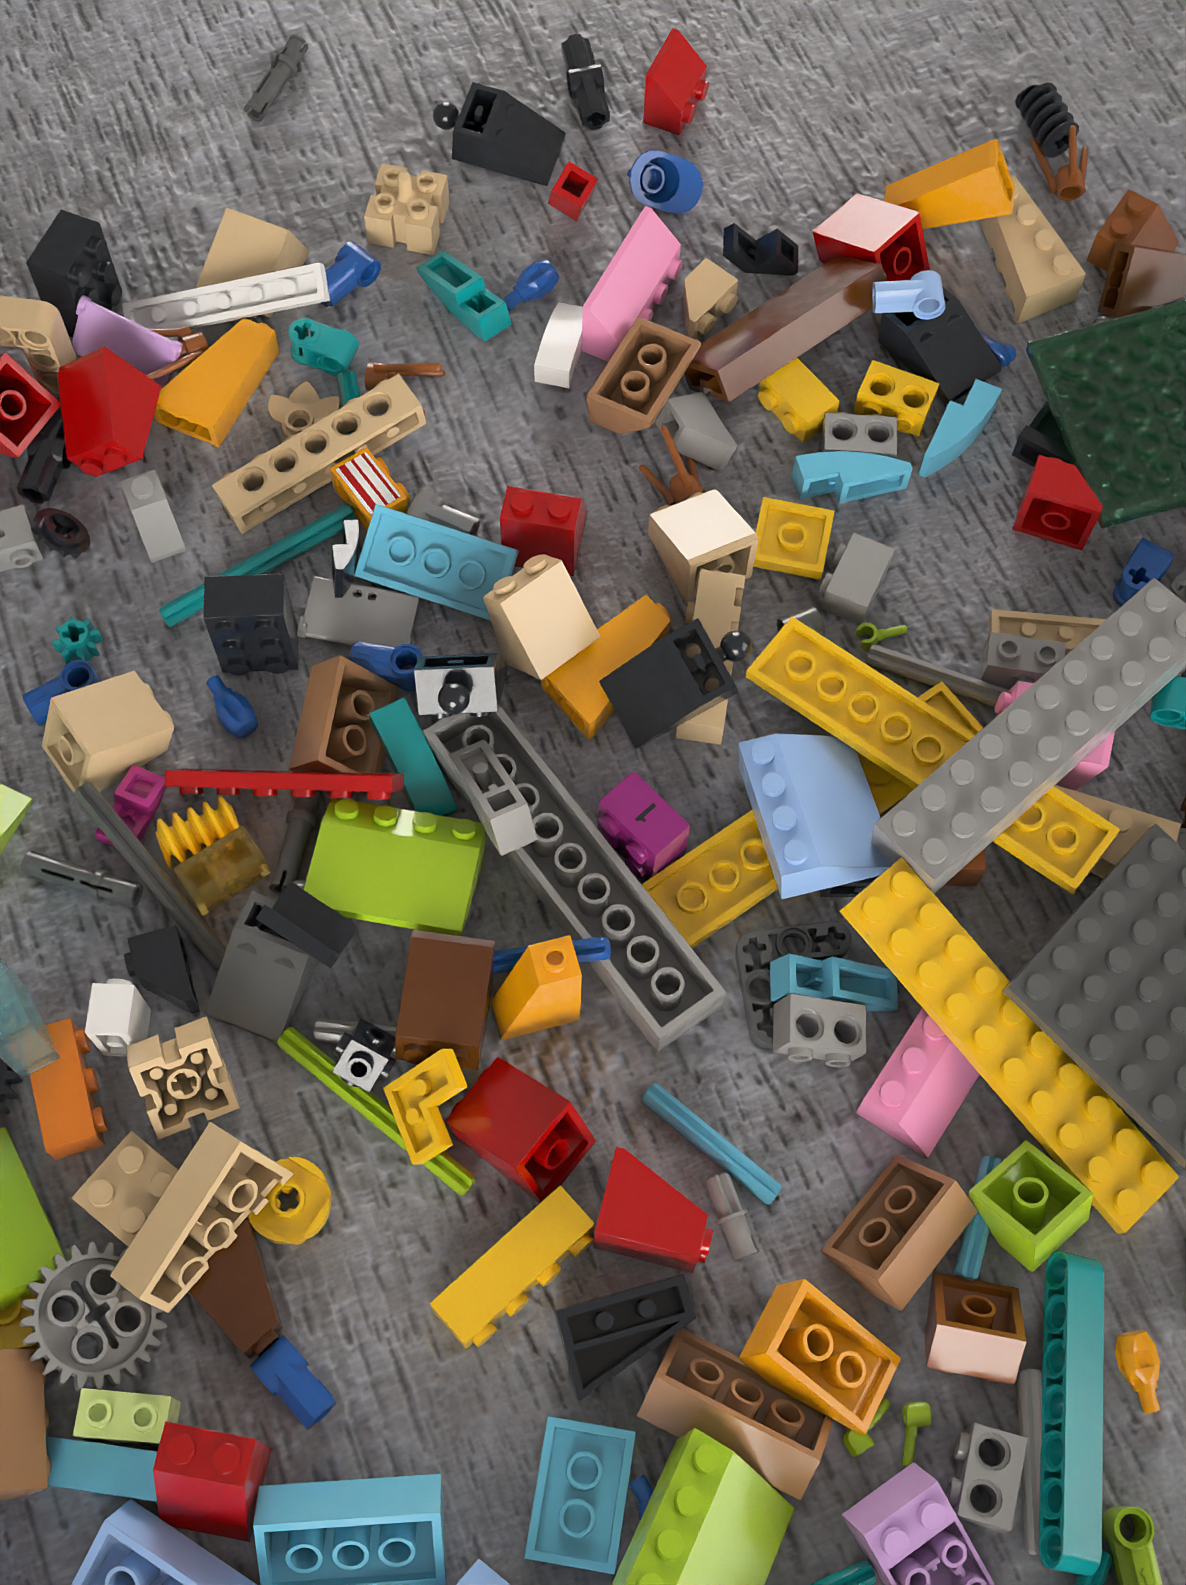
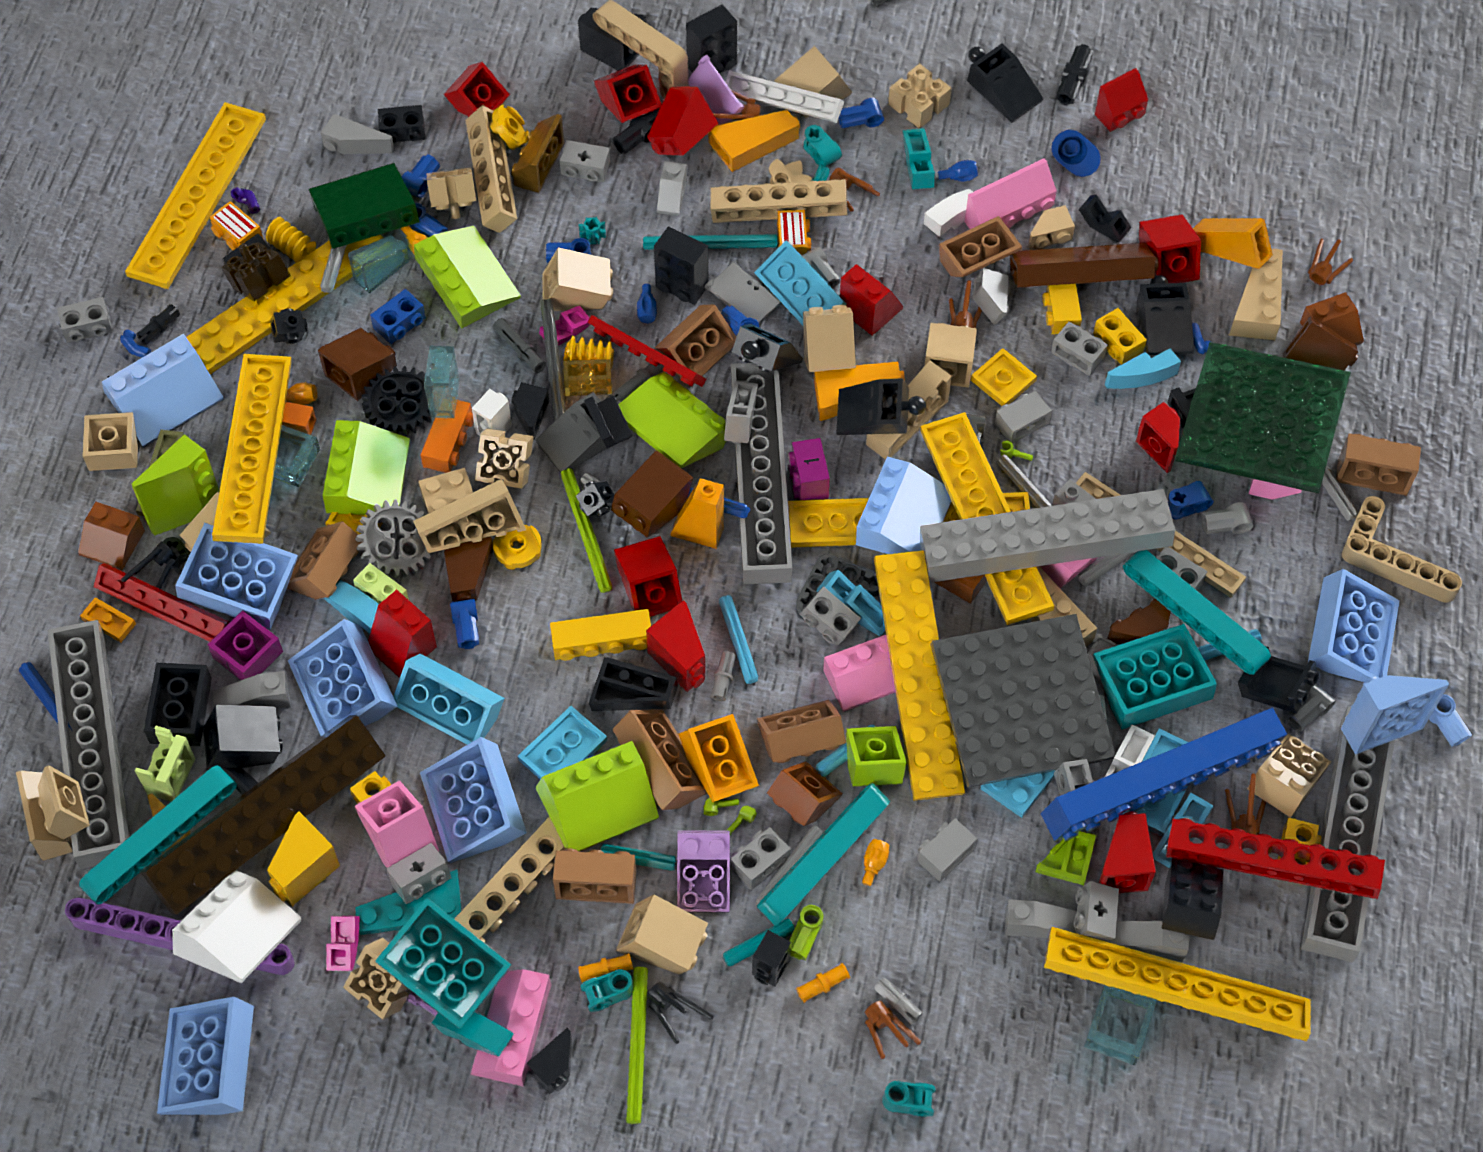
camera: 35 degrees right, 5 degrees down
(53, 525) = (624, 168): black gear -> none
(345, 558) = (754, 260): slope -> none
(411, 755) = (718, 377): teal slope -> none
(416, 1100) = (605, 531): yellow plate -> none
(572, 191) = (1018, 131): red brick -> none
(849, 475) = (1060, 362): medium azure slope -> none
(919, 295) = (1165, 285): light blue piece -> none
(1046, 117) = (1336, 226): black piece -> none

